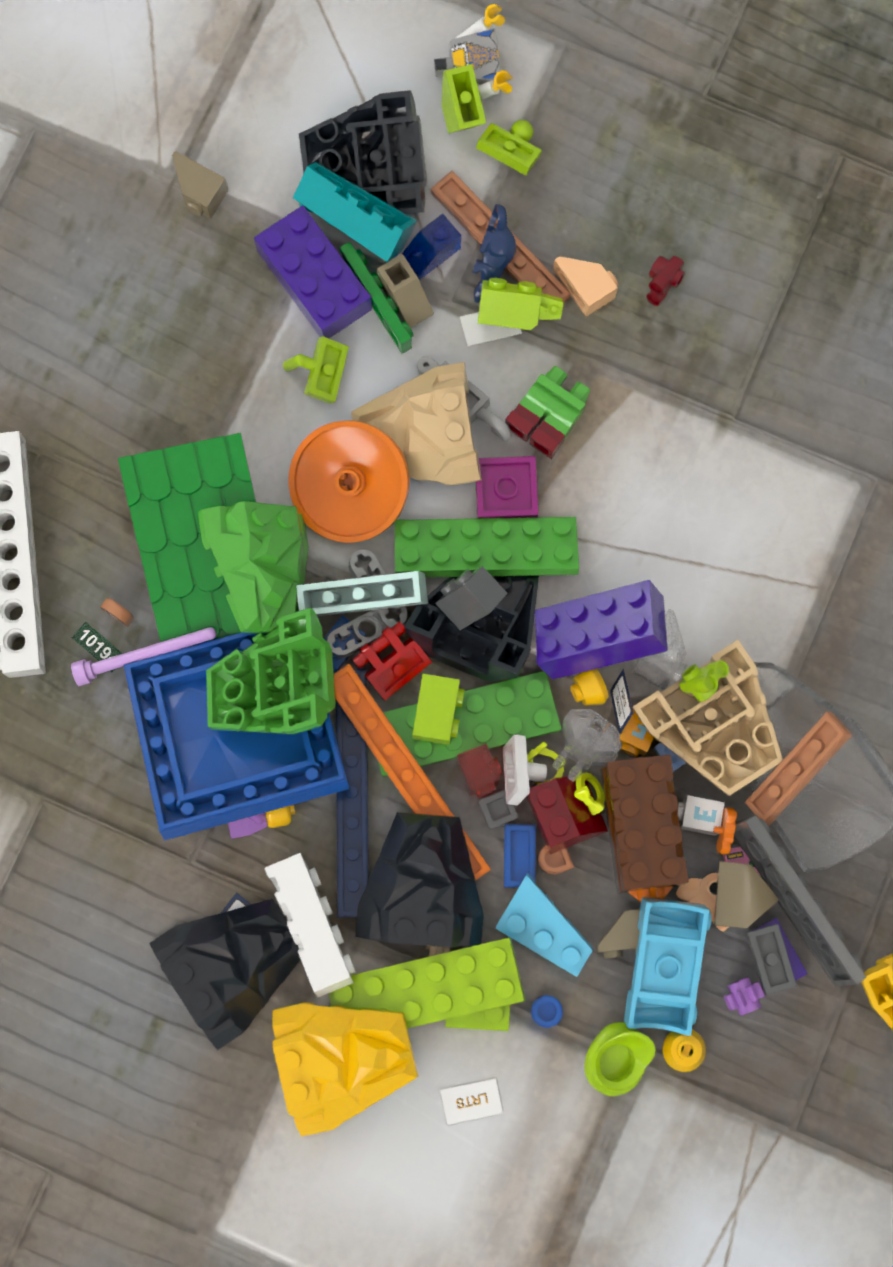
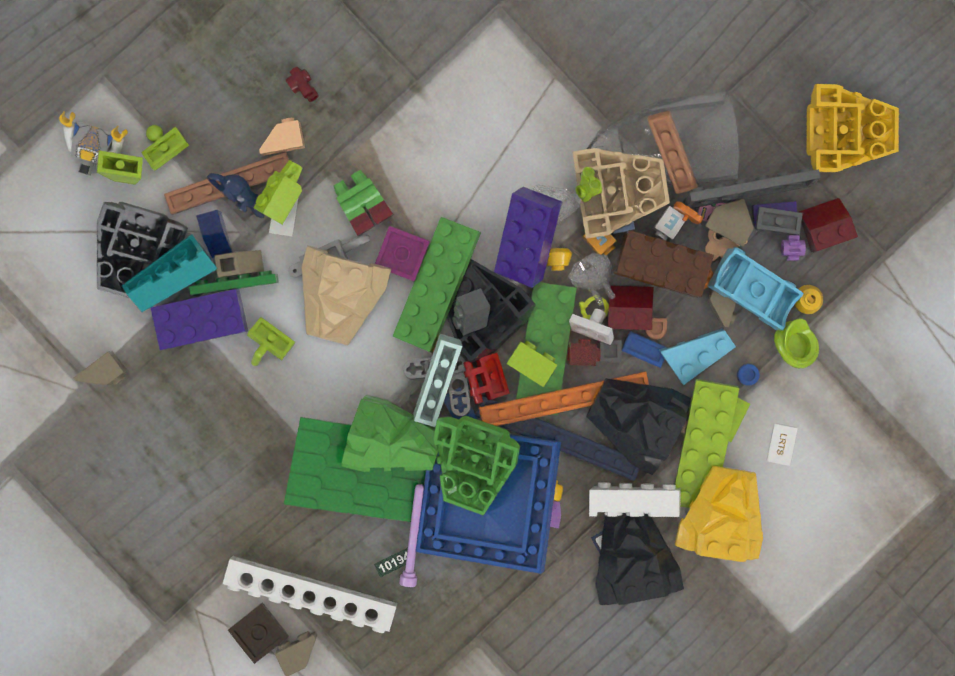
camera: 60 degrees left, 10 degrees up
(117, 611) = (377, 542): nougat tile -> none
(349, 481) = (355, 356): orange dish -> none
(583, 793) = (626, 293): neon yellow piece -> none
(621, 701) = (577, 242): sticker -> none
(795, 1031) = (827, 225): none -> dark red slope

